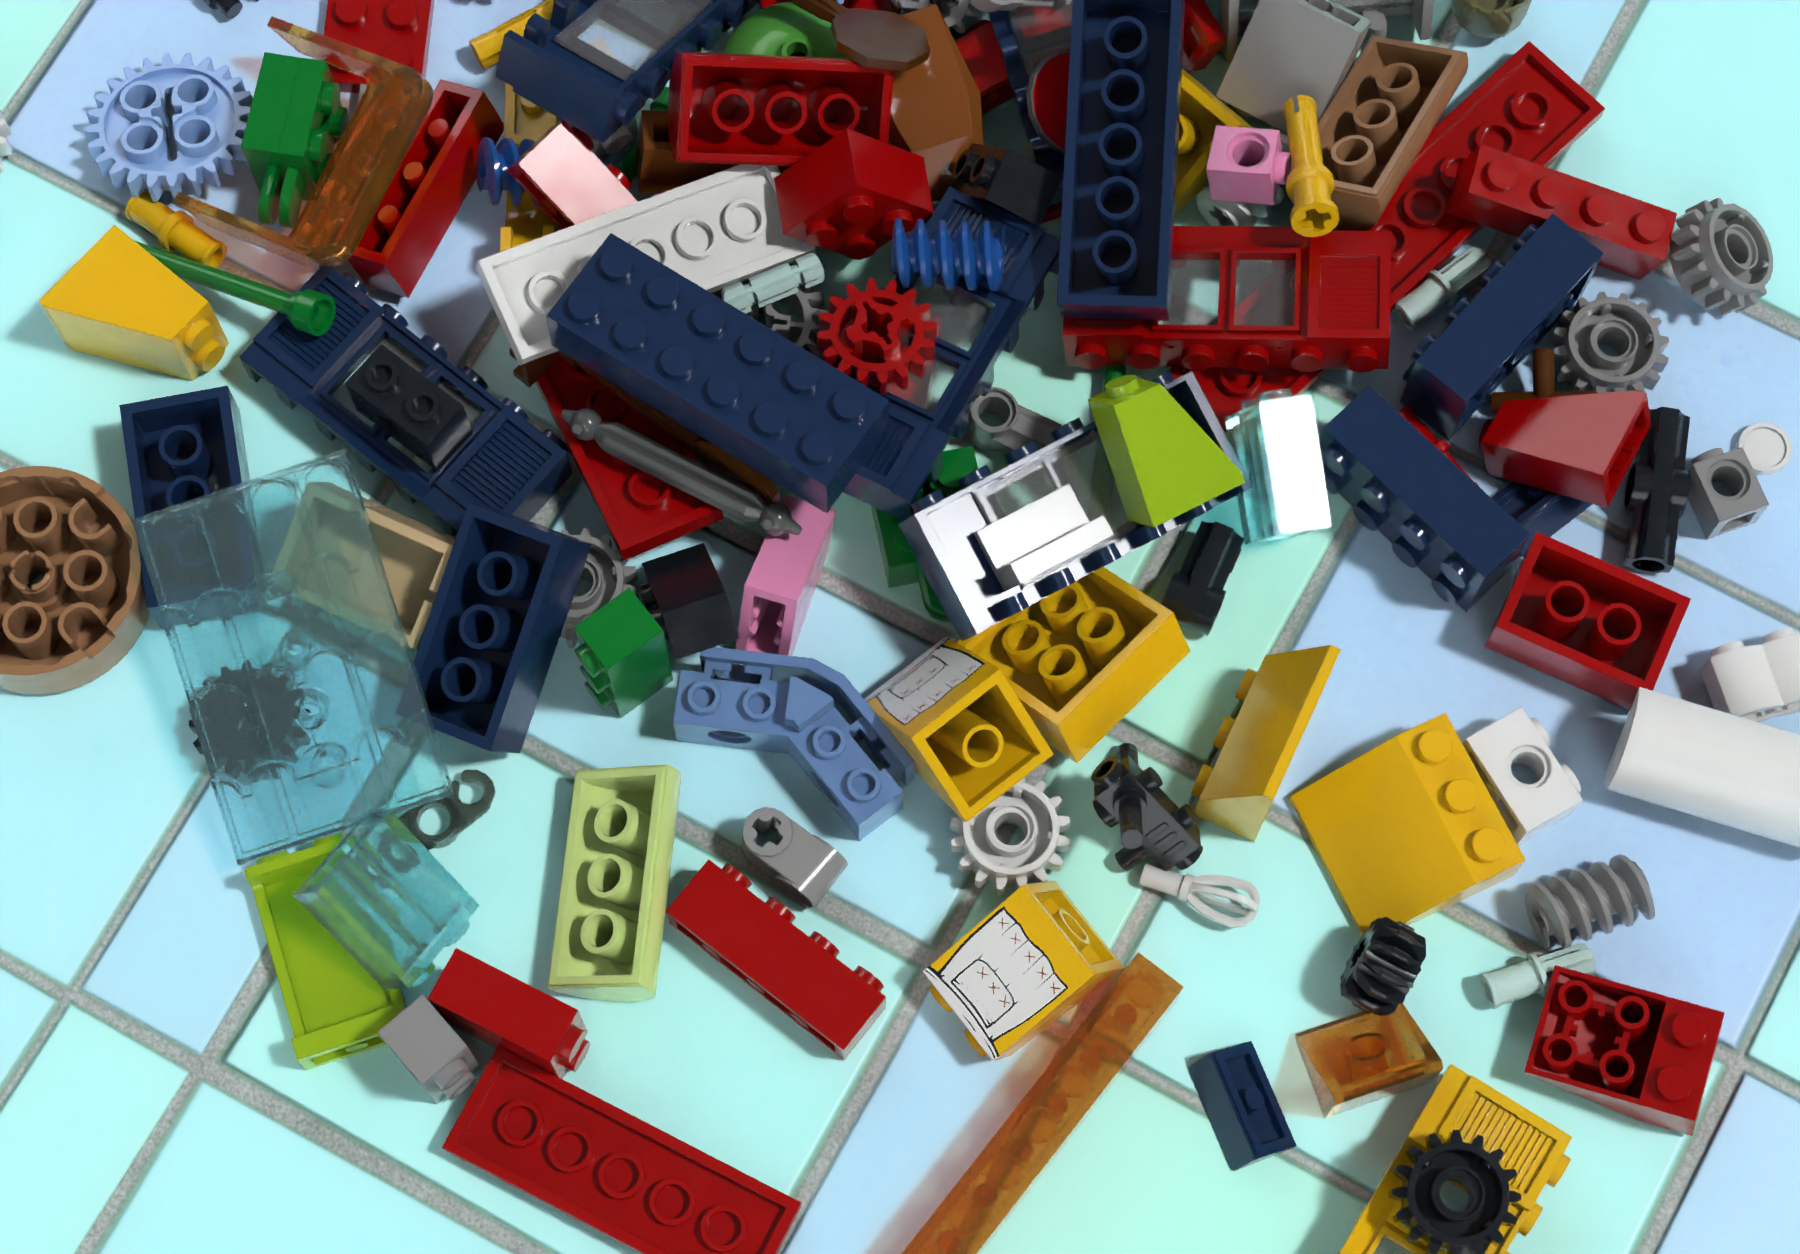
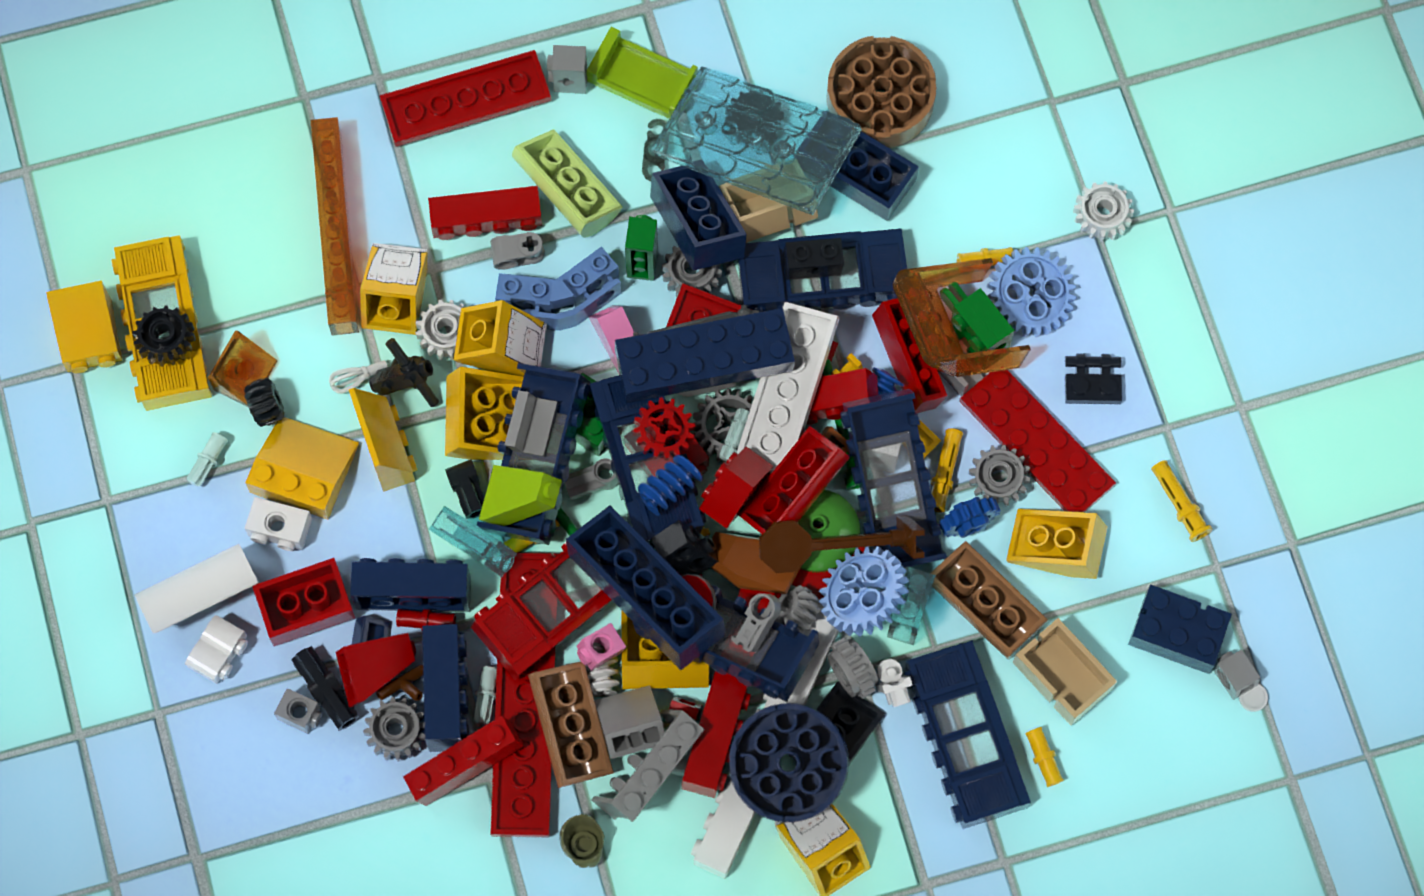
camera: 135 degrees right, 0 degrees up
(134, 311) = (955, 210): yellow slope -> none
(307, 310) = (891, 260): green piece -> none
(388, 901) = (634, 97): clear light blue brick -> none
(510, 1014) = (553, 104): red brick -> none
(688, 601) = (642, 294): black brick -> none
(1241, 1105) = (273, 319): dark blue slope -> none
(1309, 181) = (566, 657): yellow pin -> none
(1588, 899) = (208, 499): light grey piece -> none
(1625, 1048) = (149, 457): red slope -> none
(1721, 256) = (397, 803): light grey gear -> none
(1765, 447) = (299, 752): white piece -> none

